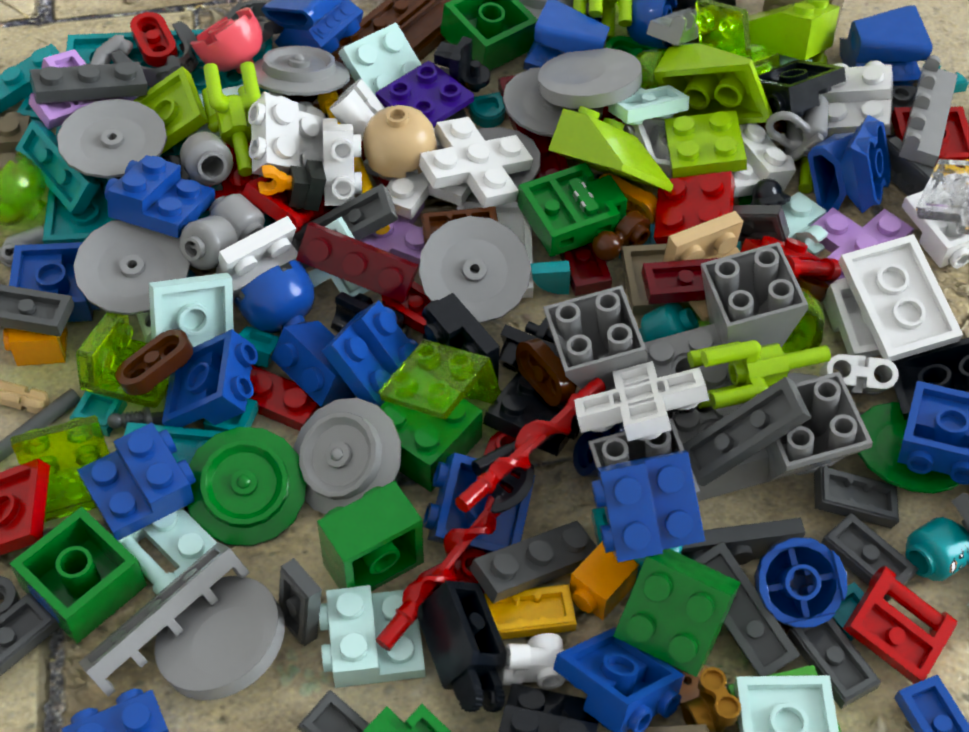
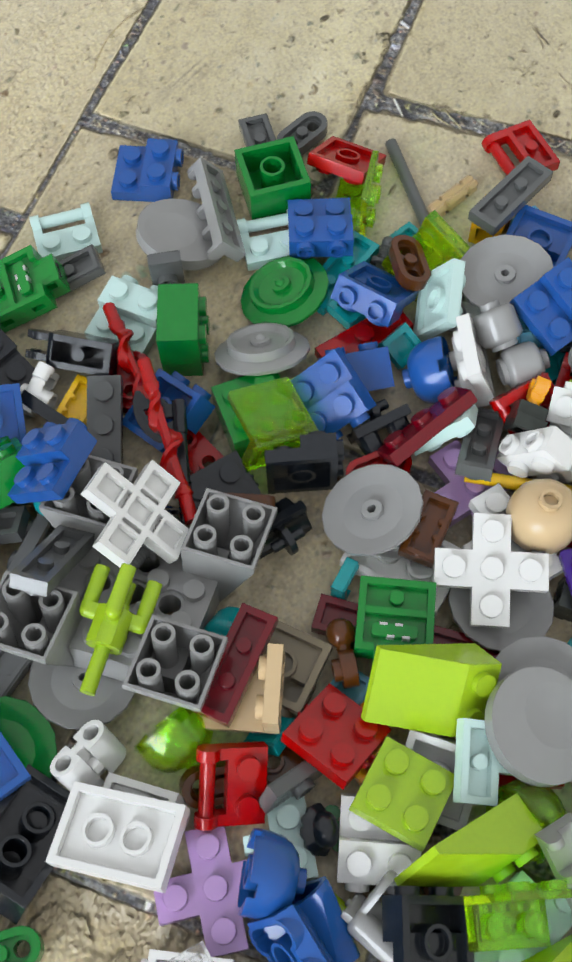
camera: 125 degrees right, 10 degrees up
(561, 620) = (42, 409): none -> black piece
(839, 193) = (269, 875): none -> blue cylinder

